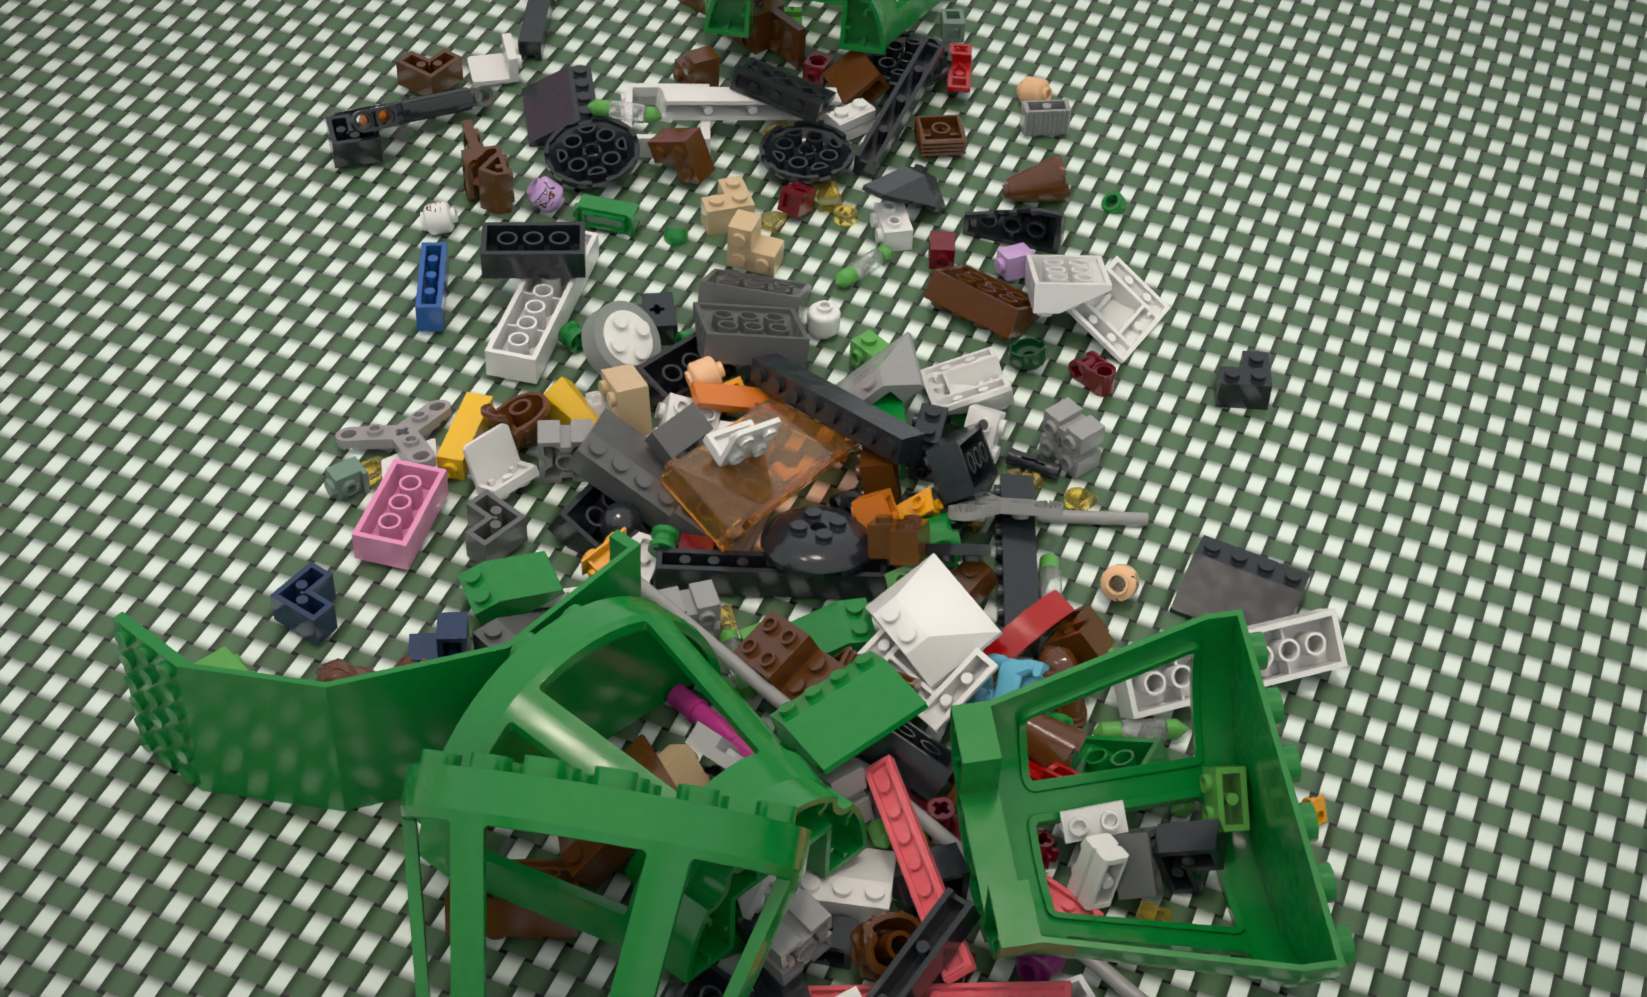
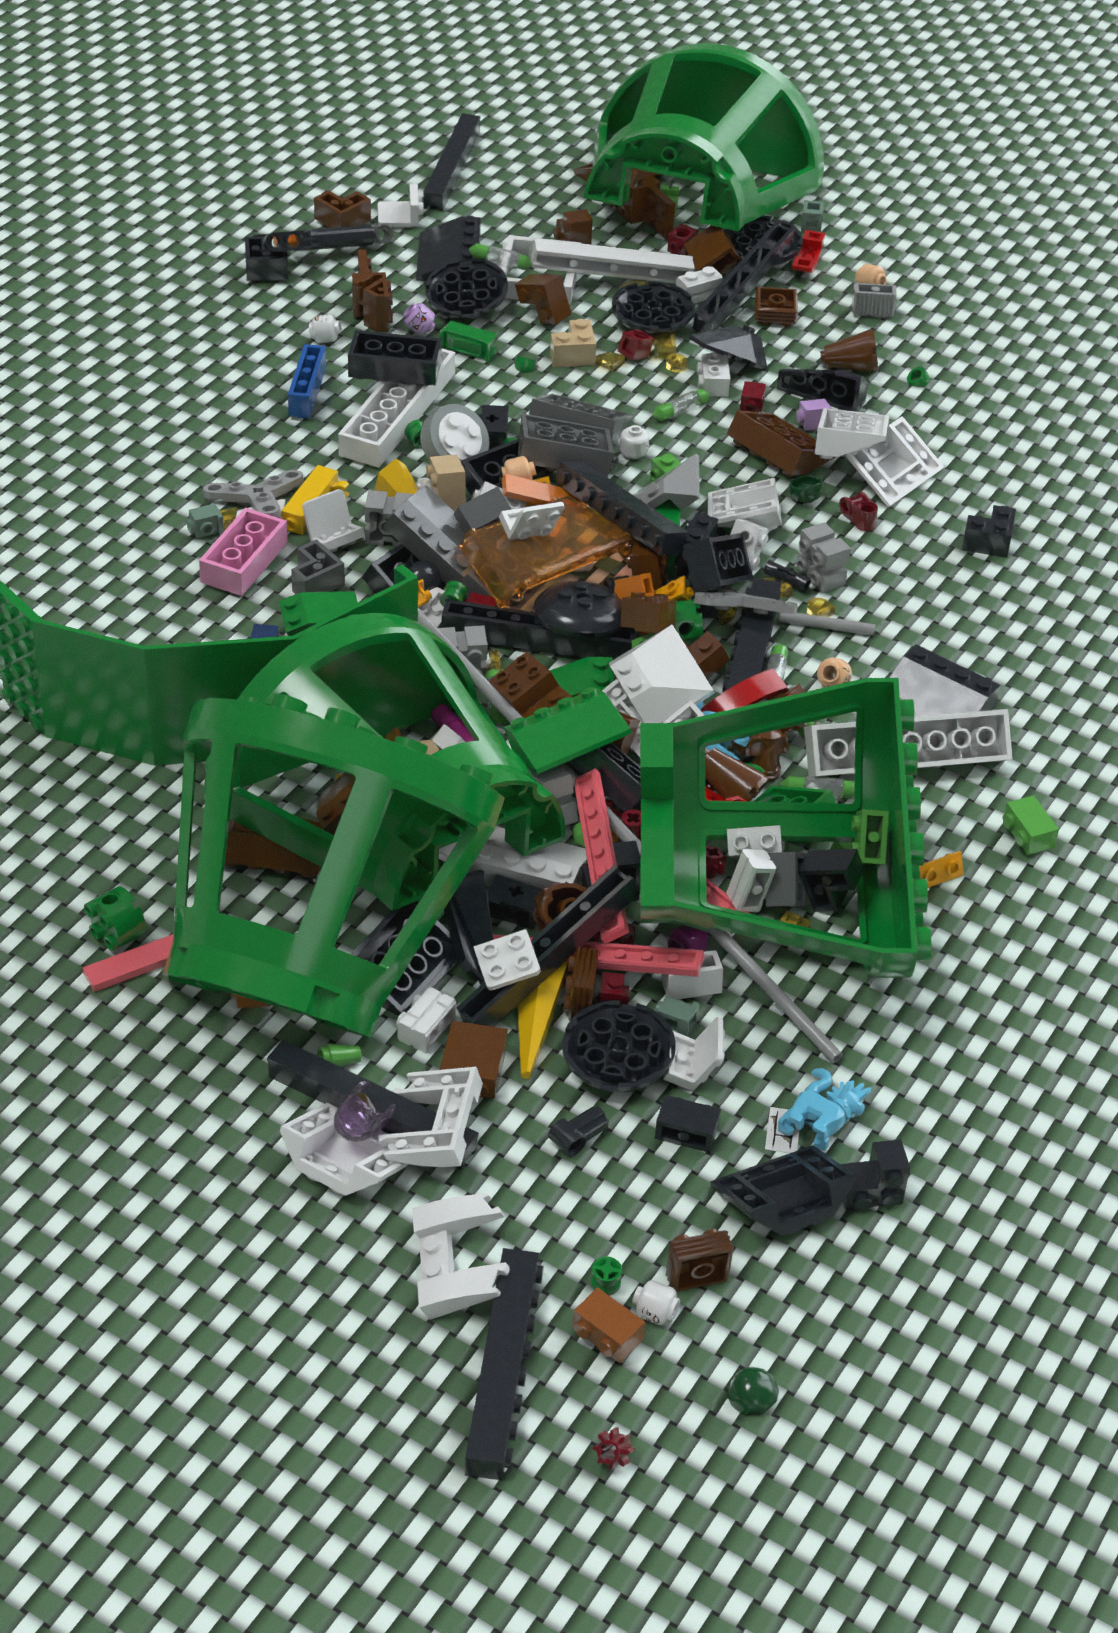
camera: 10 degrees right, 0 degrees up
(307, 604) = (153, 608): dark blue brick -> none
(521, 416) = (355, 488): reddish brown head -> none
(749, 248) = (583, 378): tan brick -> none
(781, 90) = (641, 252): black fence -> none
(800, 938) = (487, 890): light grey brick -> none
(969, 552) = (703, 628): black plate -> none
(1389, 747) = (1030, 825): none -> bright green brick

